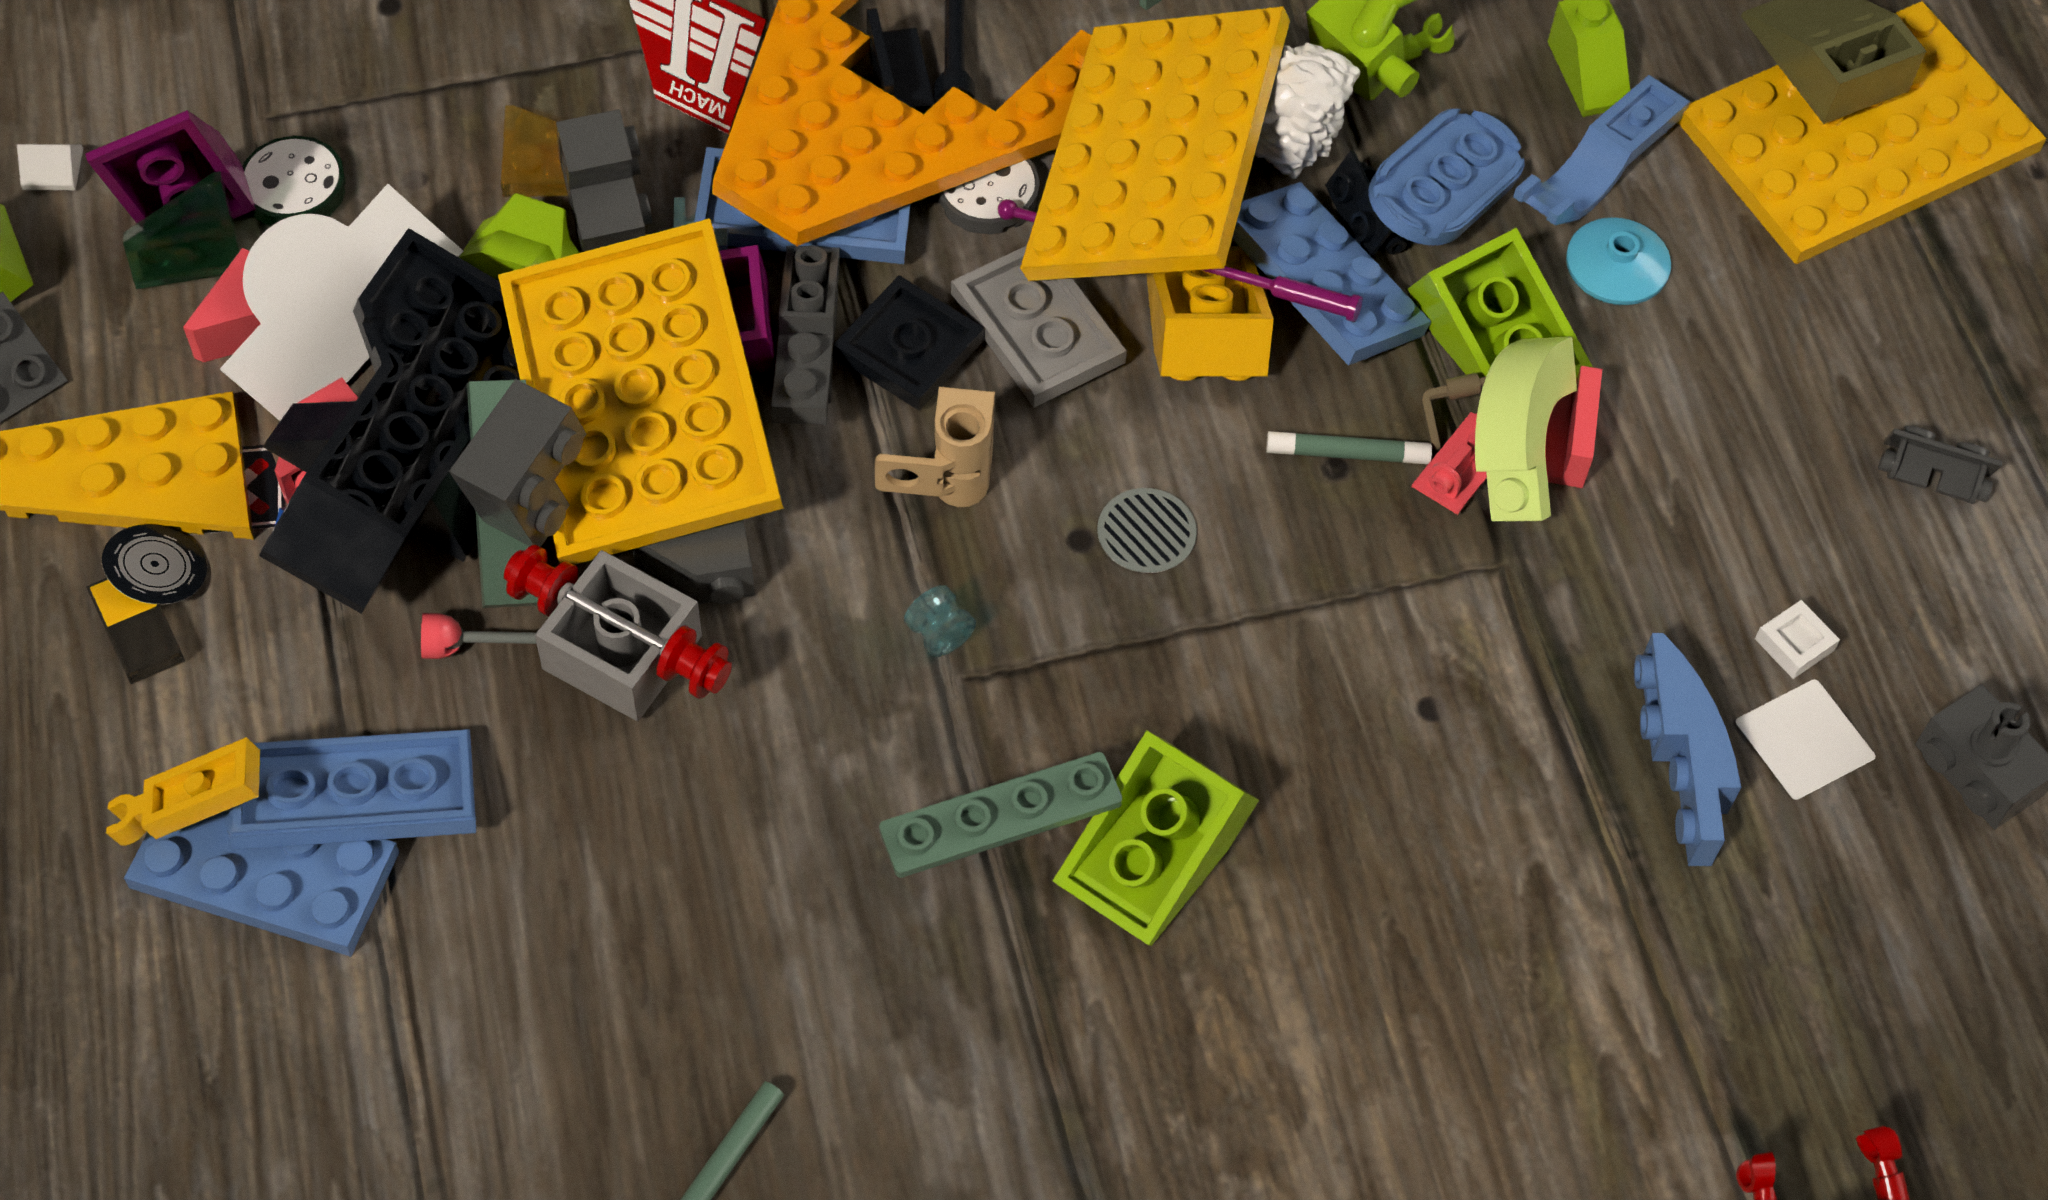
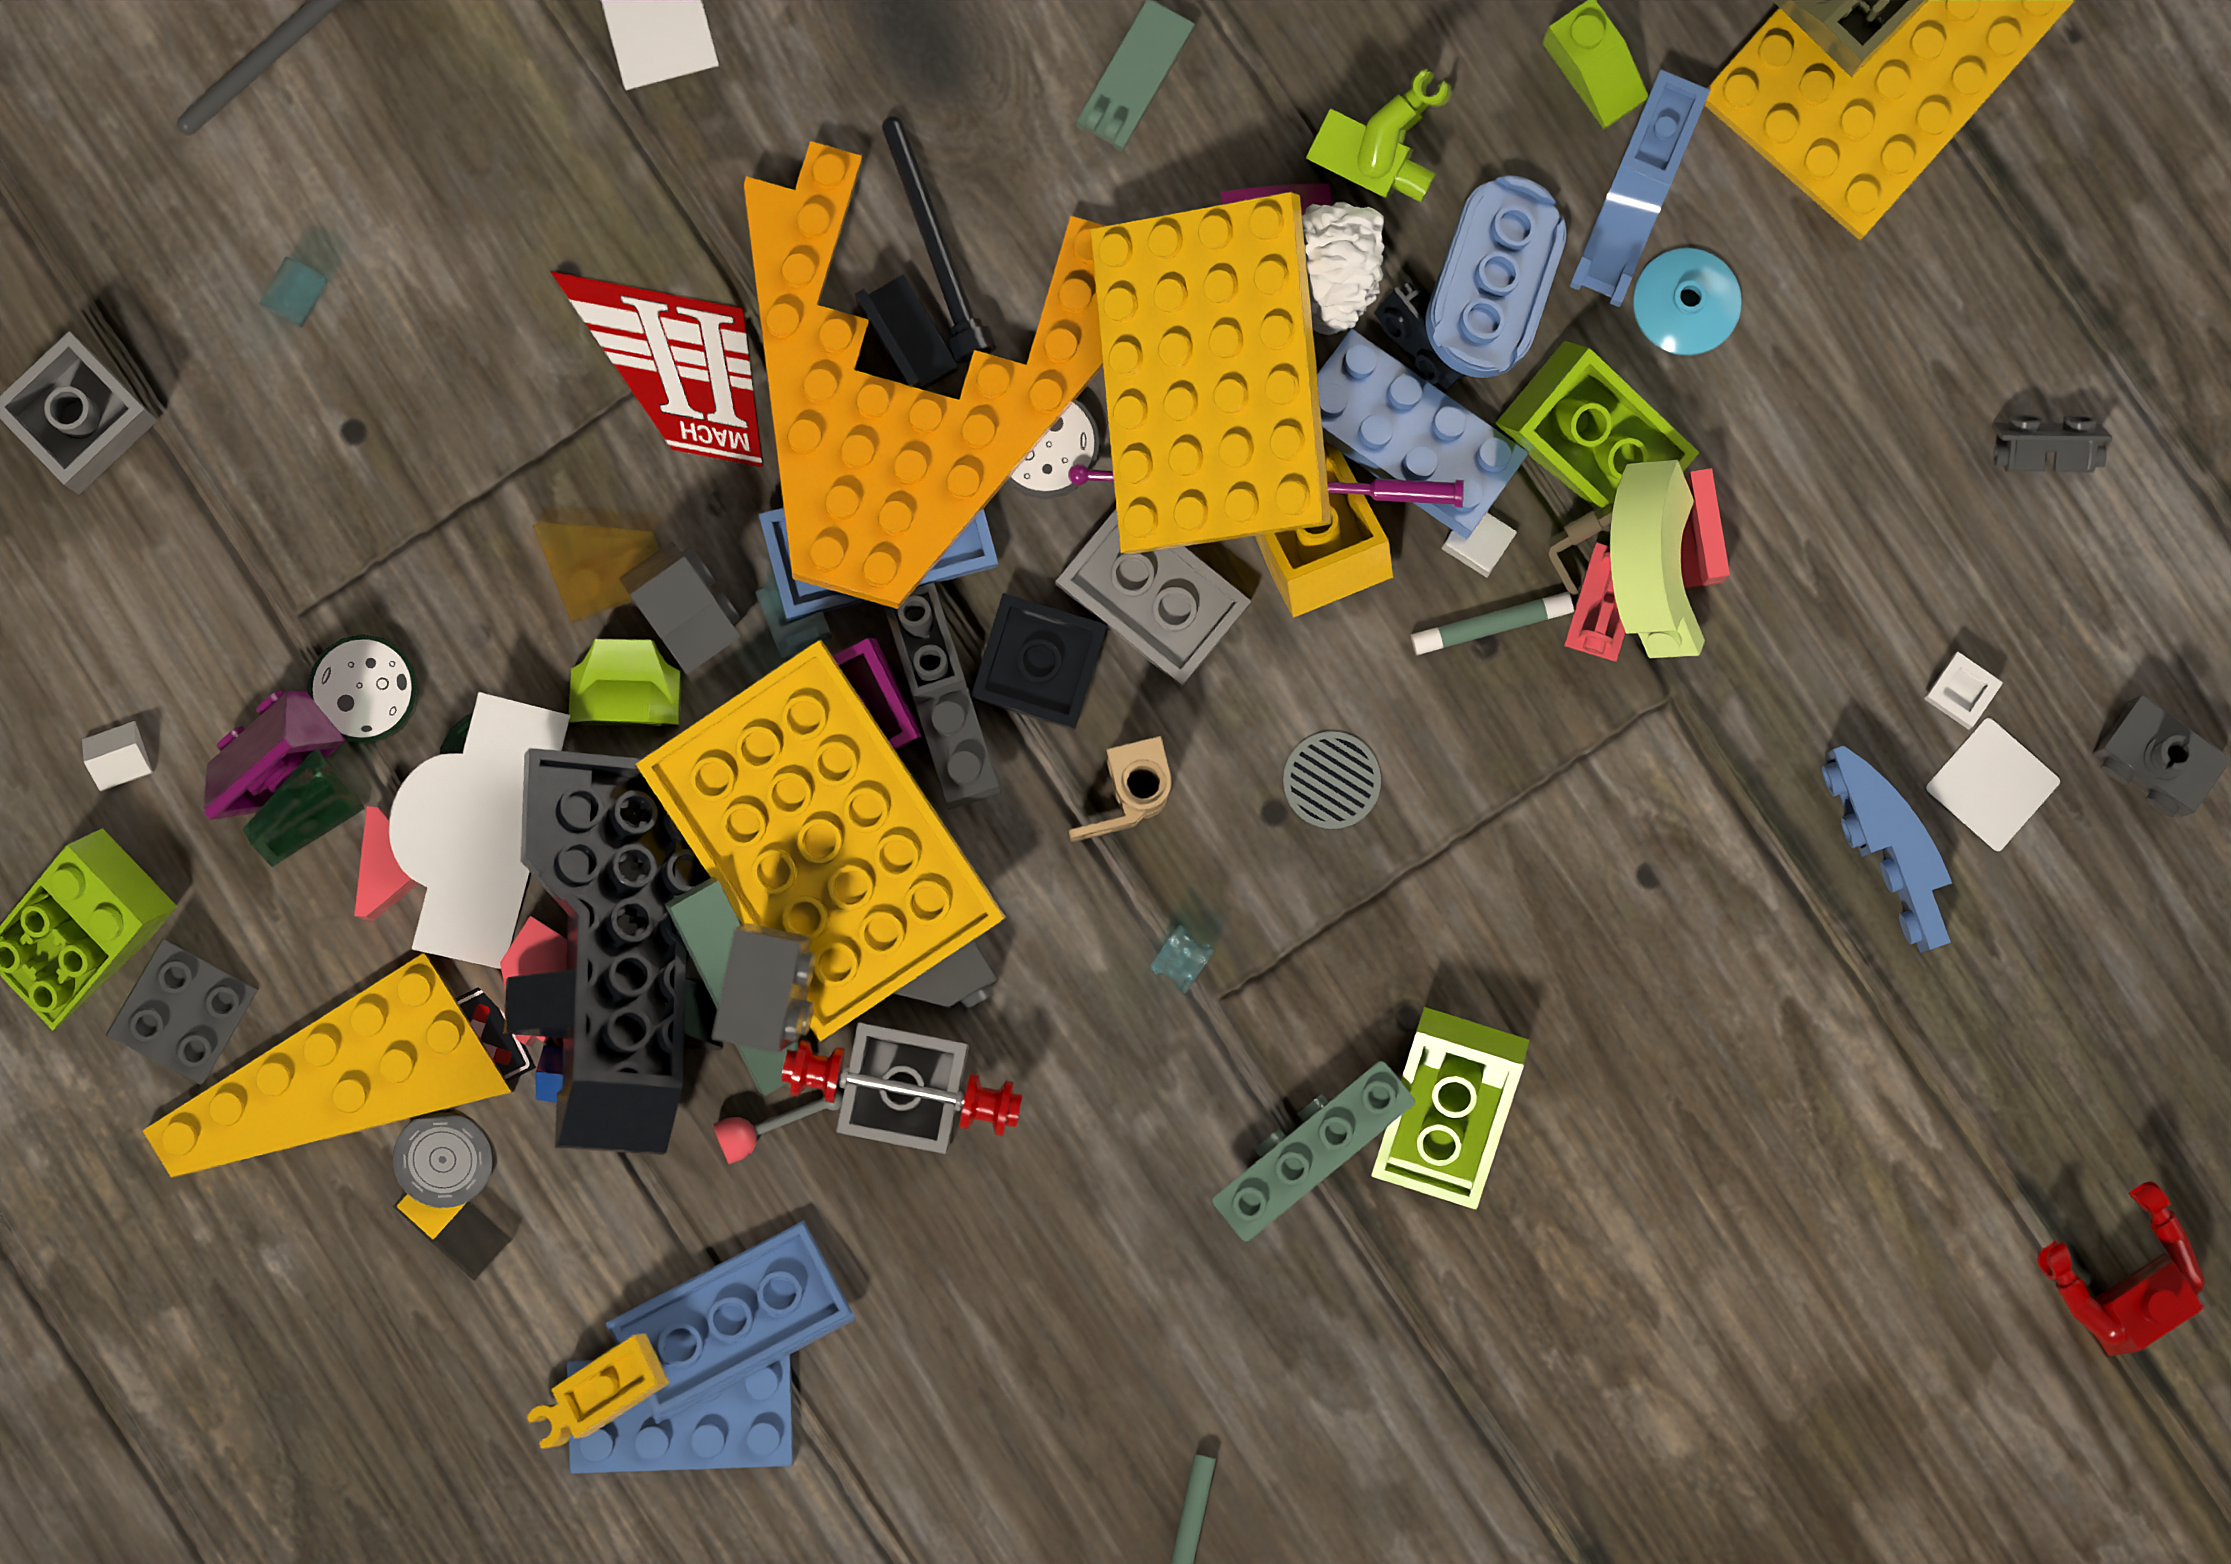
camera: 20 degrees left, 25 degrees up
(1358, 383) = (1483, 546): none -> white slope

